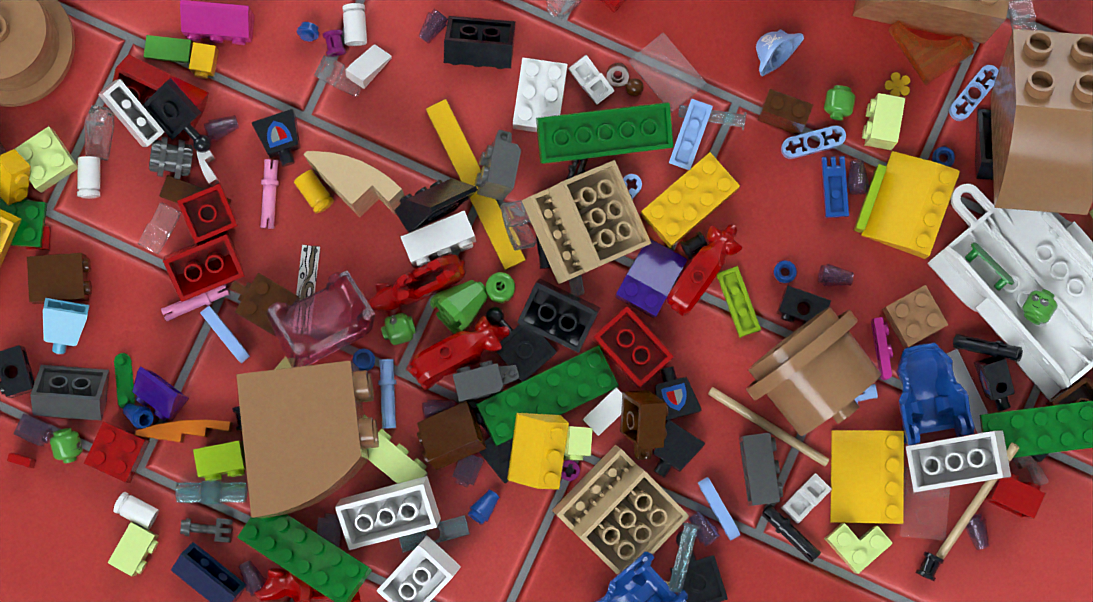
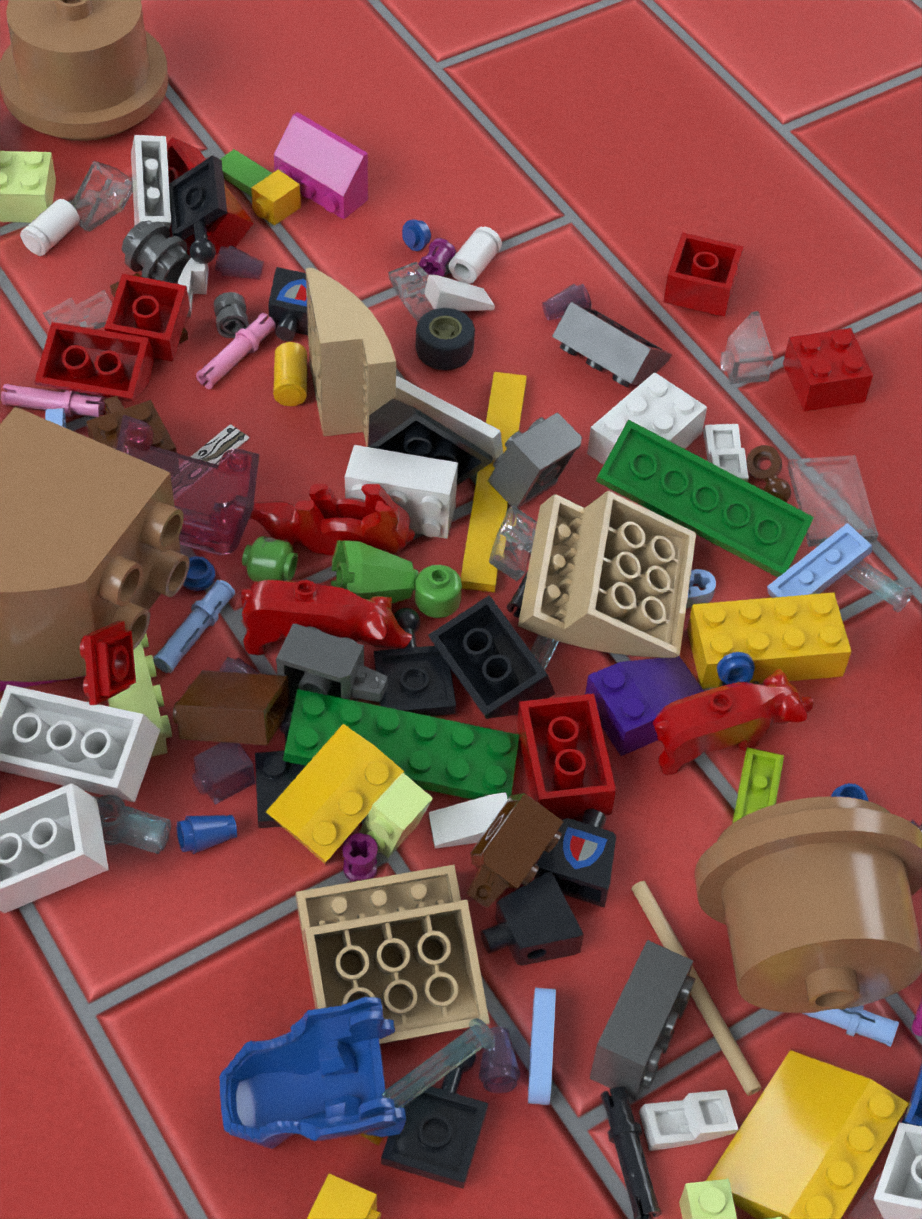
camera: 30 degrees right, 30 degrees down
(247, 171) = (230, 314): none -> dark grey wheel
(378, 97) = (445, 338): none -> black wheel
(383, 468) = (108, 662): none -> red piece
(424, 166) = (467, 426): none -> white tile
(688, 239) = (736, 668): none -> blue plate

